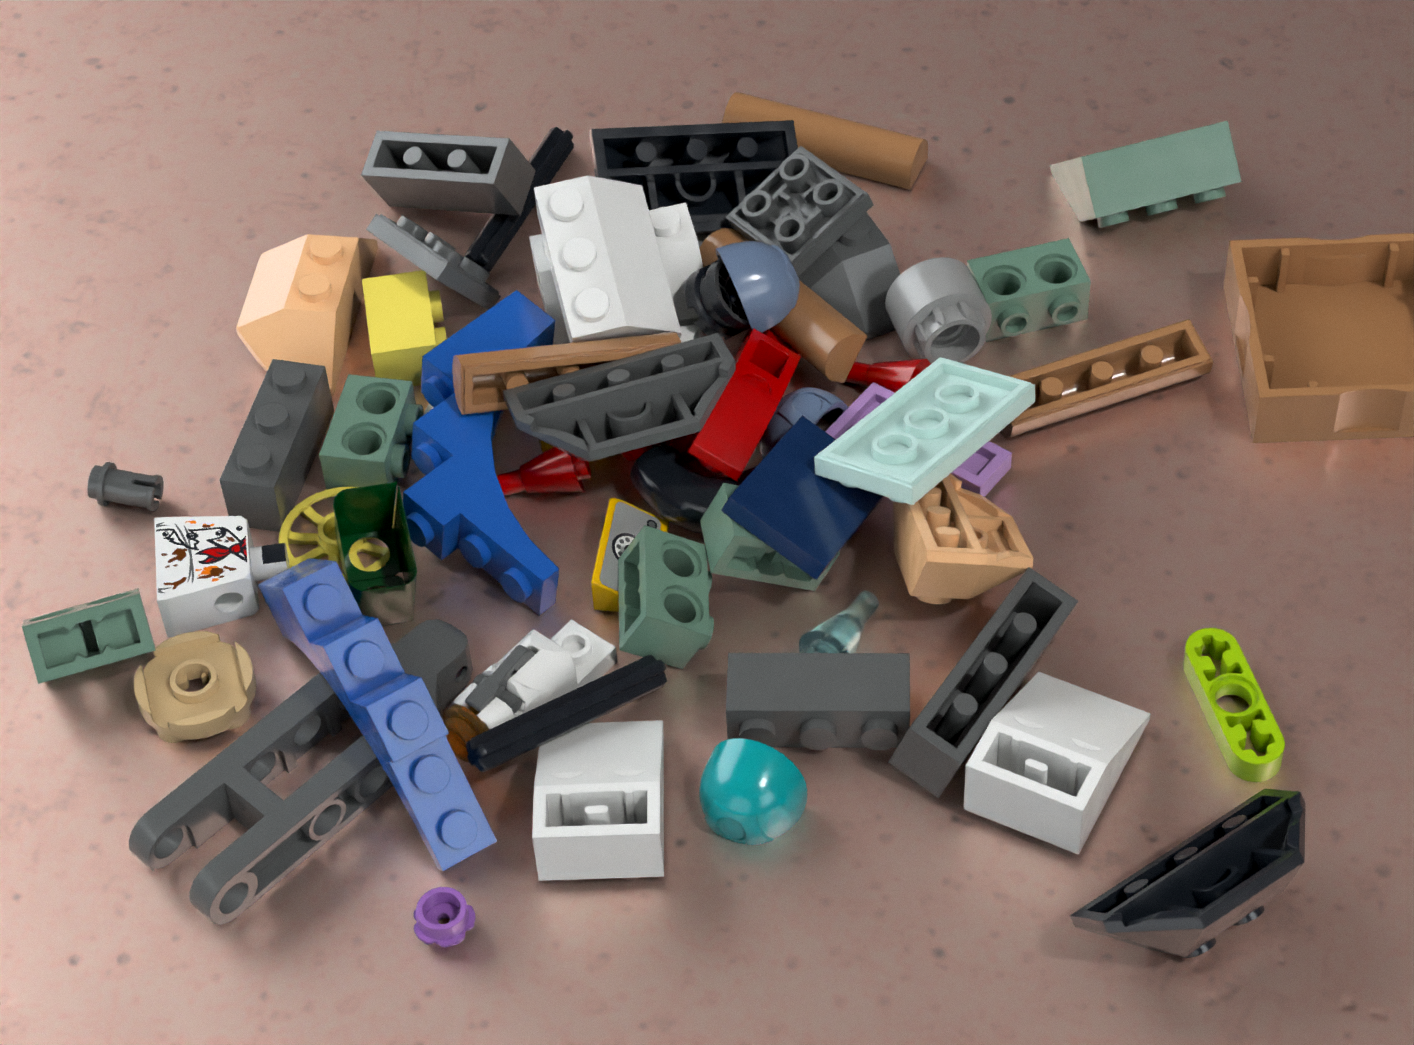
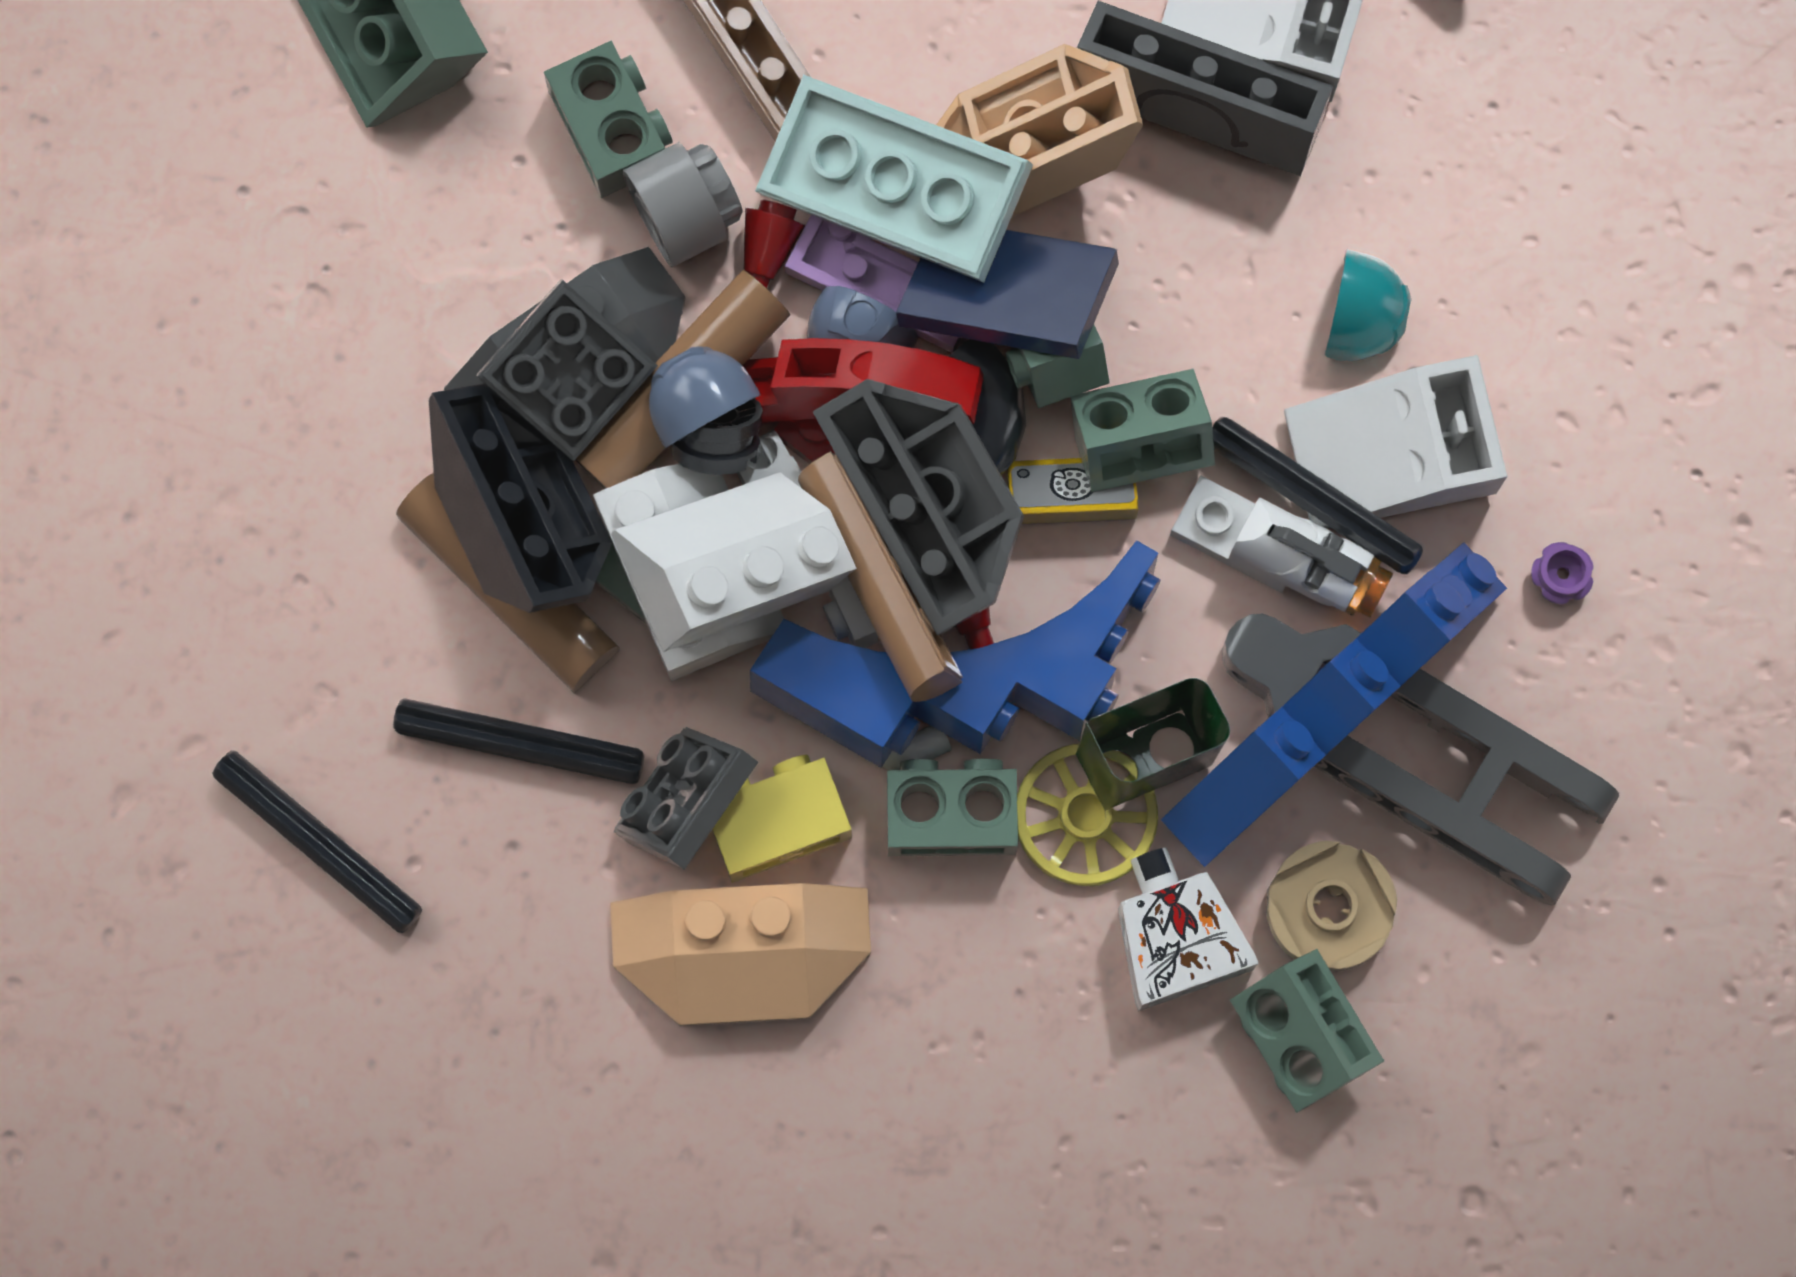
camera: 105 degrees left, 30 degrees up
(124, 487) = (1067, 1077): dark grey pin -> none
(277, 444) = (988, 910): dark grey brick -> none
(448, 172) = (534, 815): dark grey brick -> none
(481, 86) = (317, 841): none -> black axle
(819, 699) = (1241, 254): dark grey brick -> none
(840, 142) = (366, 393): medium nougat brick -> none
(842, 631) = (1155, 252): clear light blue cone -> none

